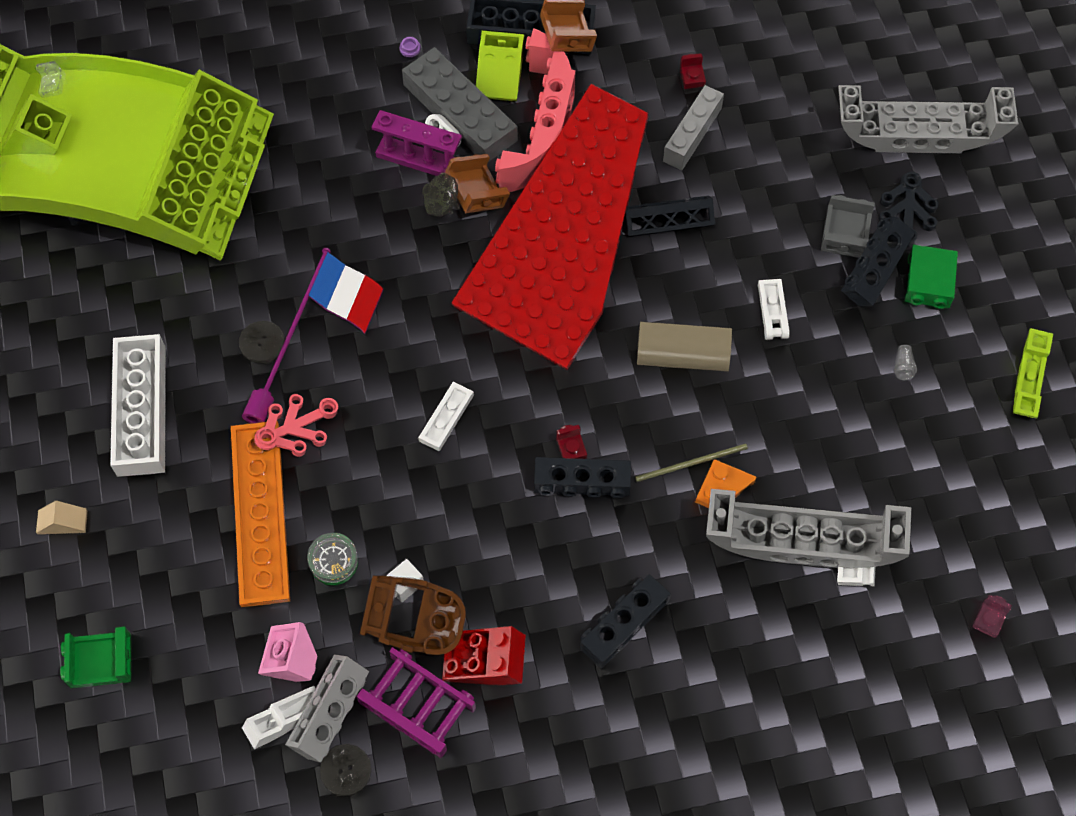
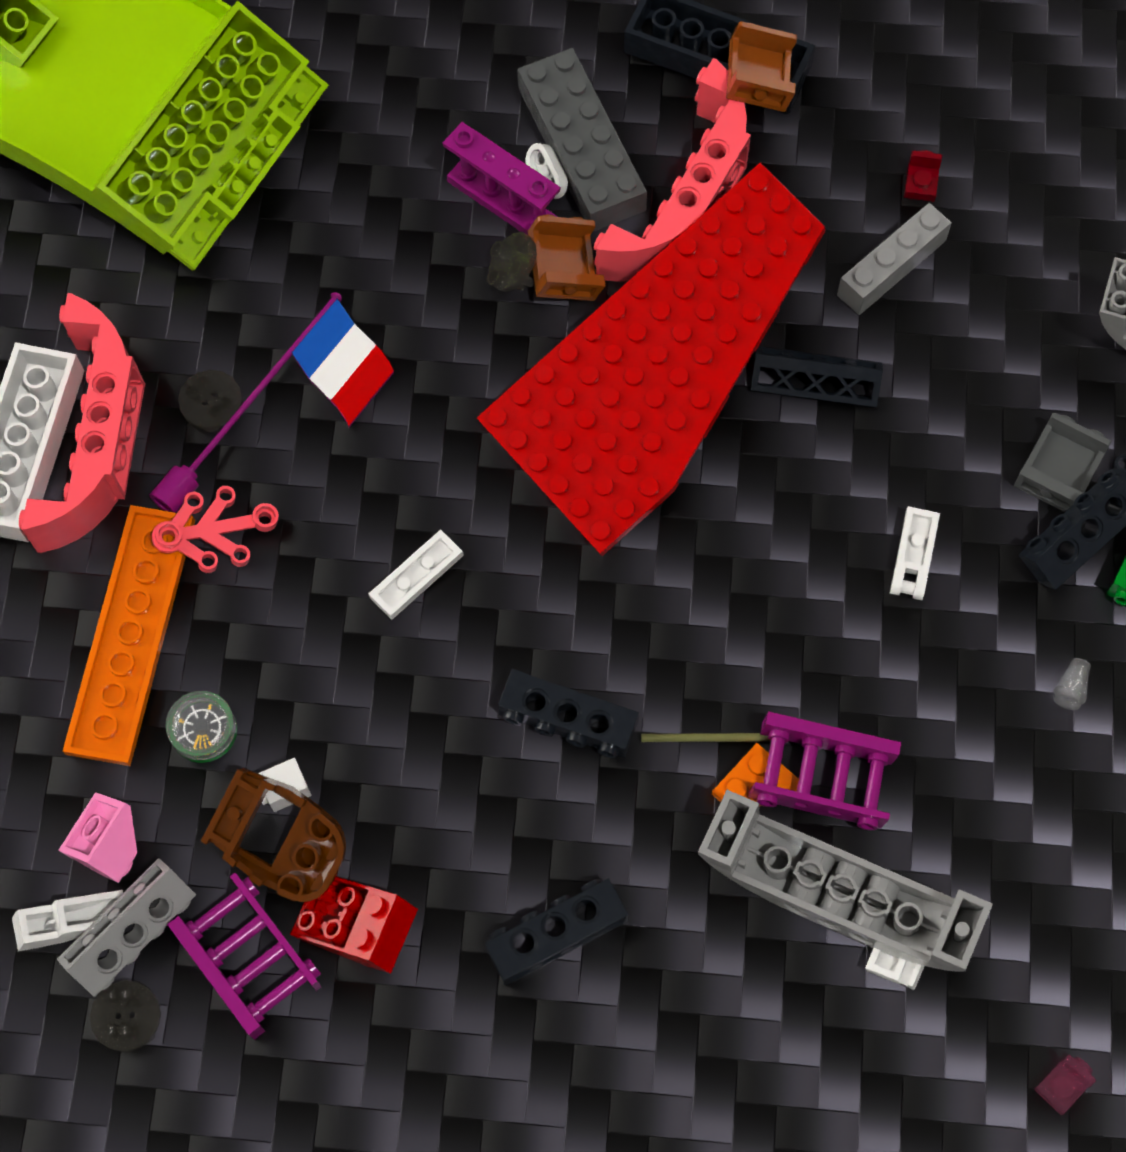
camera: 20 degrees right, 5 degrees up
(196, 382) = (102, 438): none -> coral slope
(410, 47) = (543, 37): medium lavender plate -> none
(500, 65) = (655, 97): lime slope -> none
(571, 442) = (570, 662): dark red bracket -> none
(684, 346) = (771, 570): dark tan brick -> none
(766, 441) = (846, 745): none -> magenta fence

